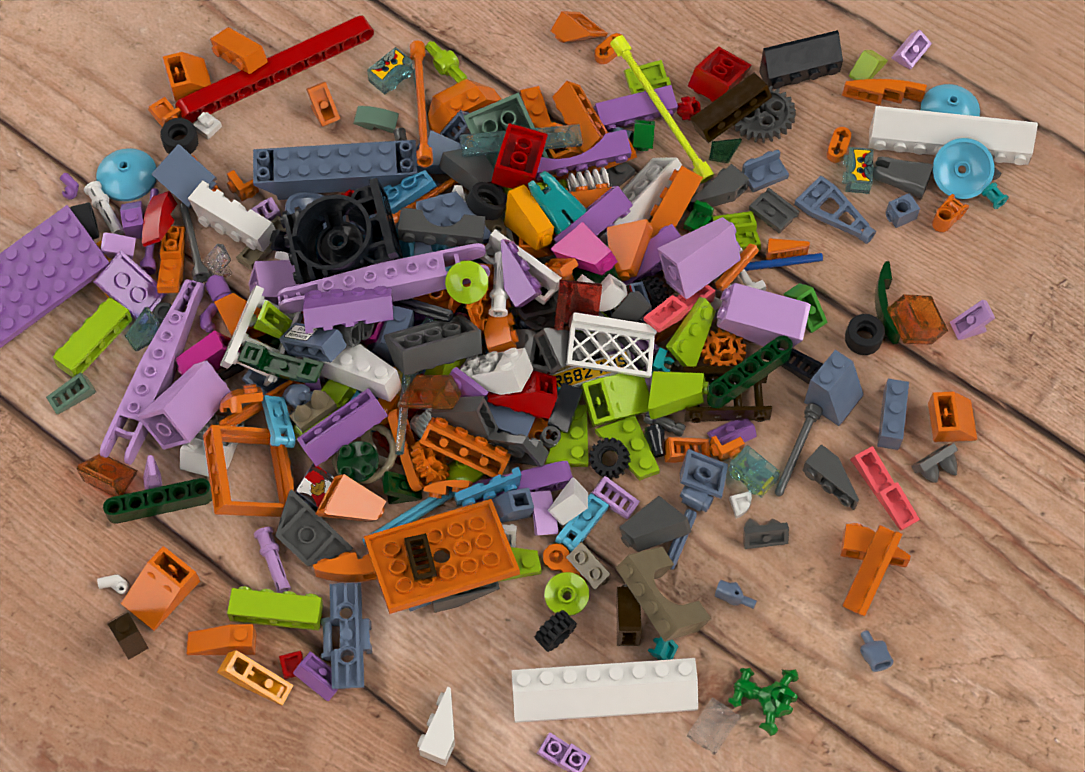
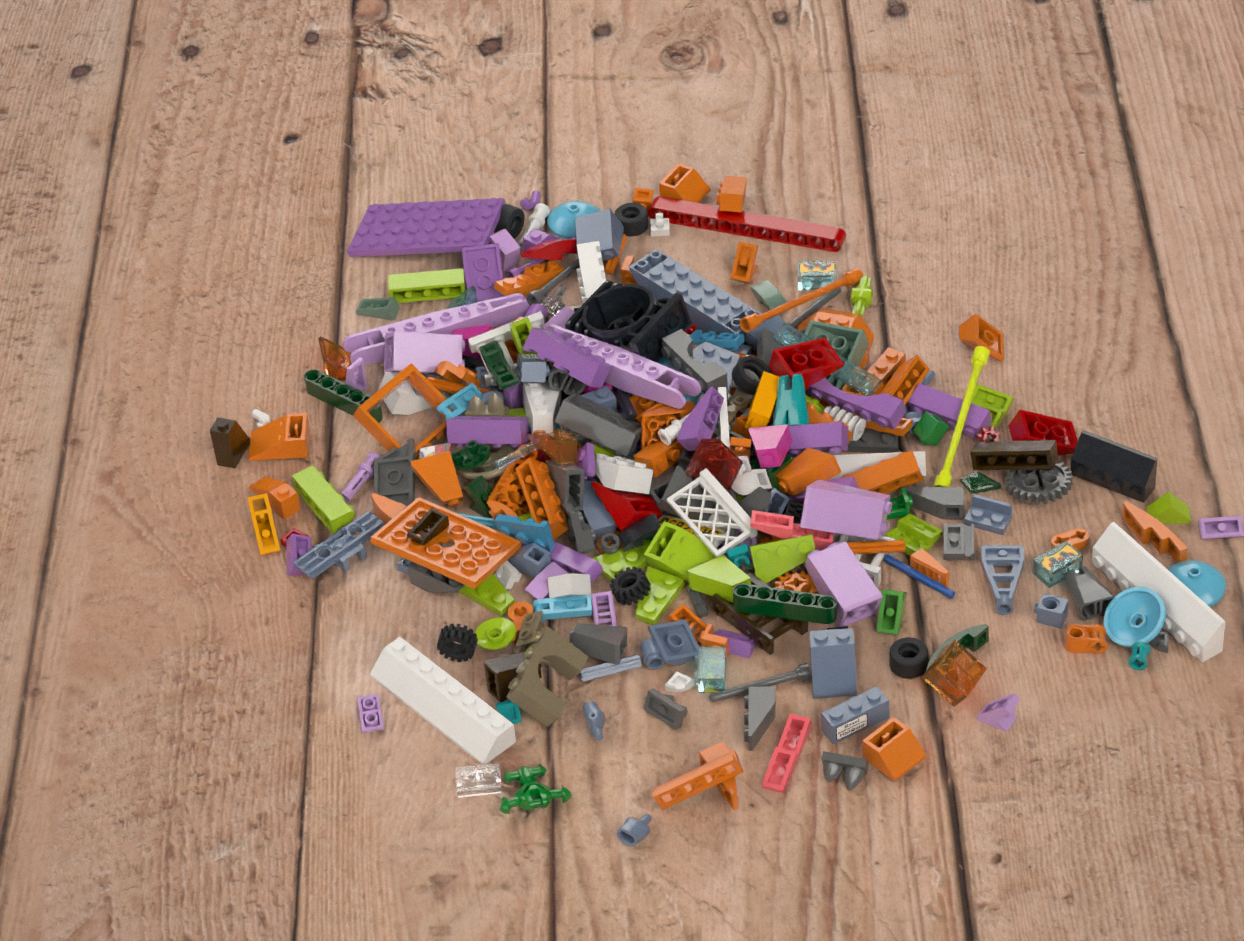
camera: 55 degrees right, 20 degrees down
(439, 739) = (321, 639): white slope -> none
(478, 279) = (663, 400): lime dish -> none
(606, 47) = (992, 370): orange beam -> none
(656, 439) = (676, 599): black cone -> none

